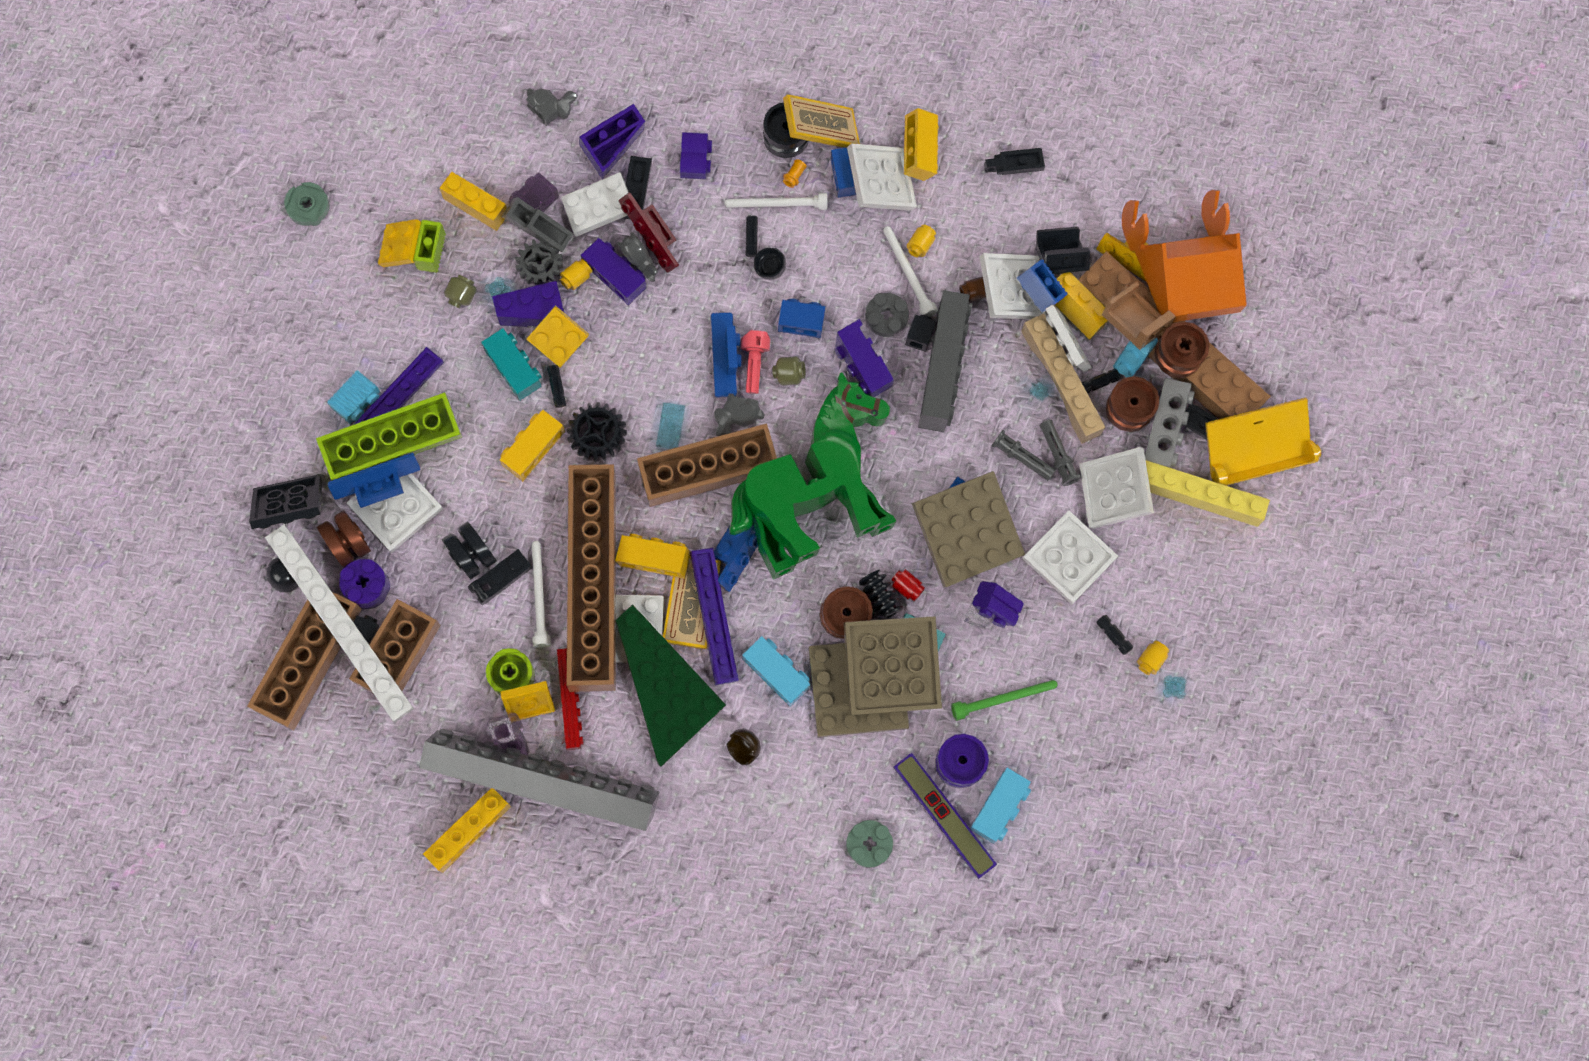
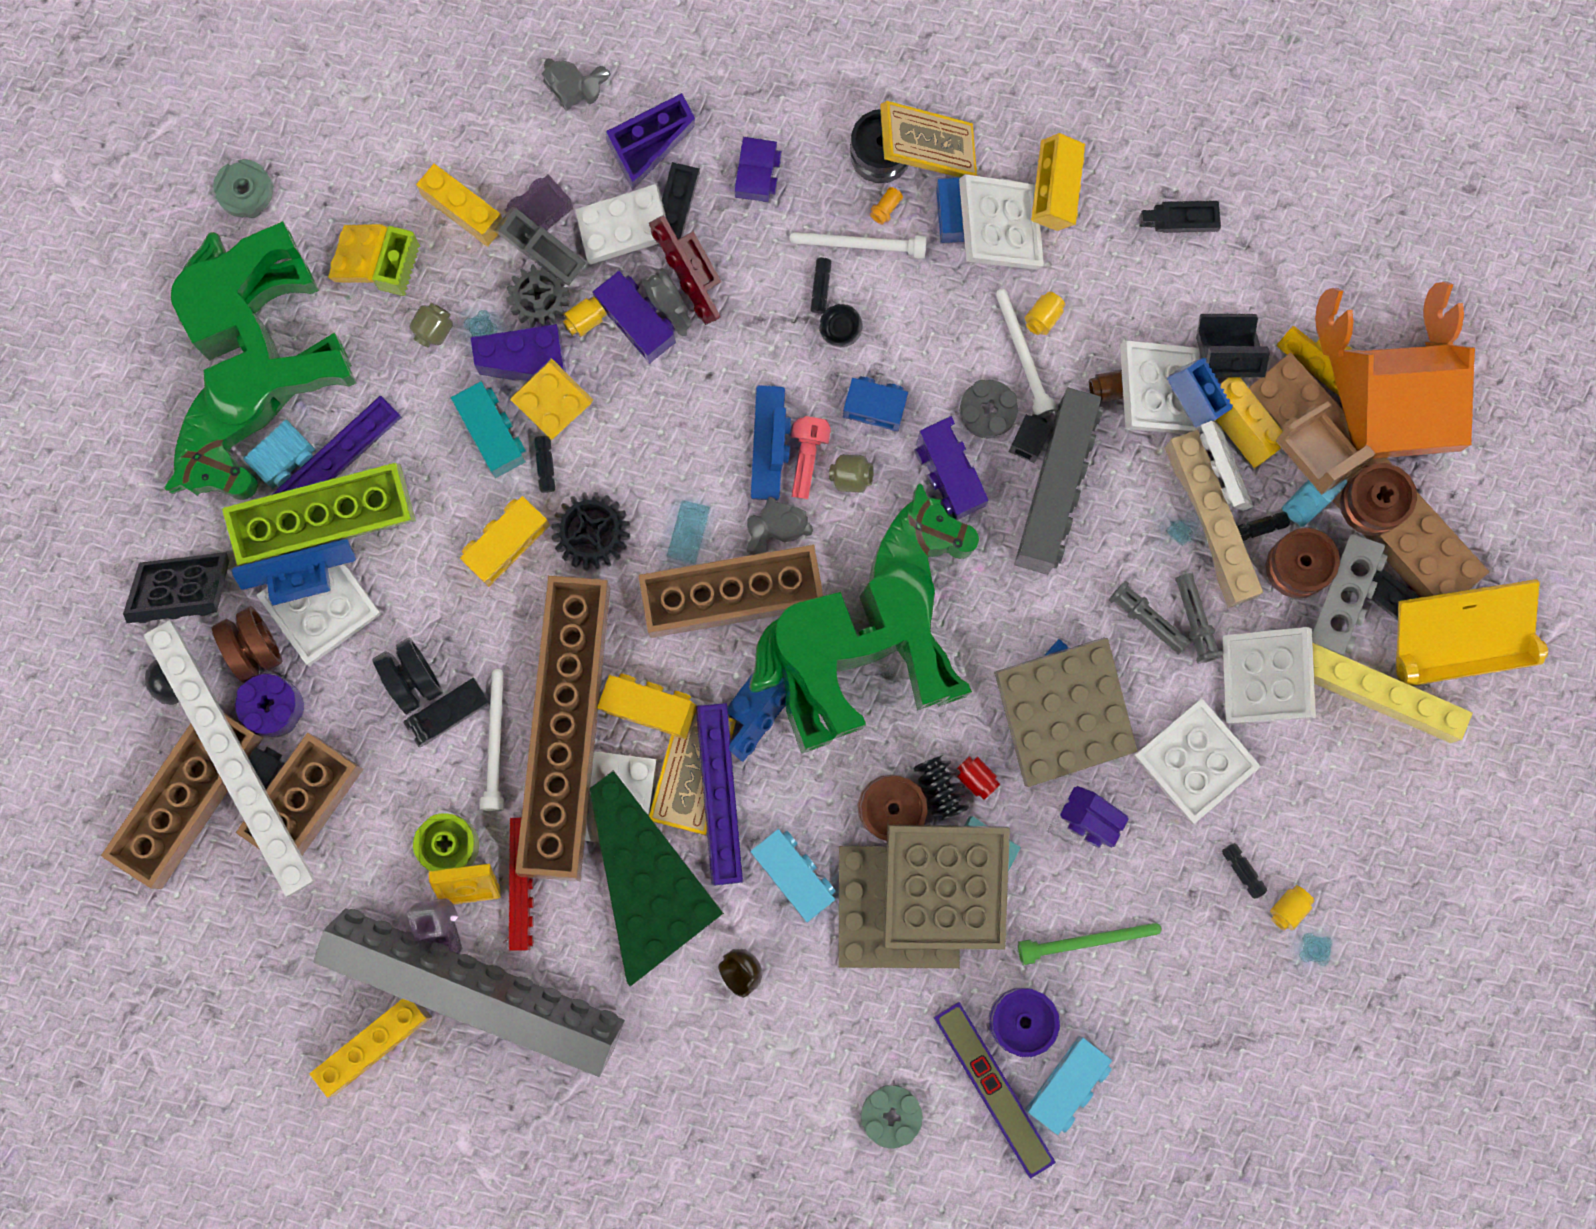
camera: 10 degrees right, 5 degrees up
(322, 354) = (218, 309): none -> green animal

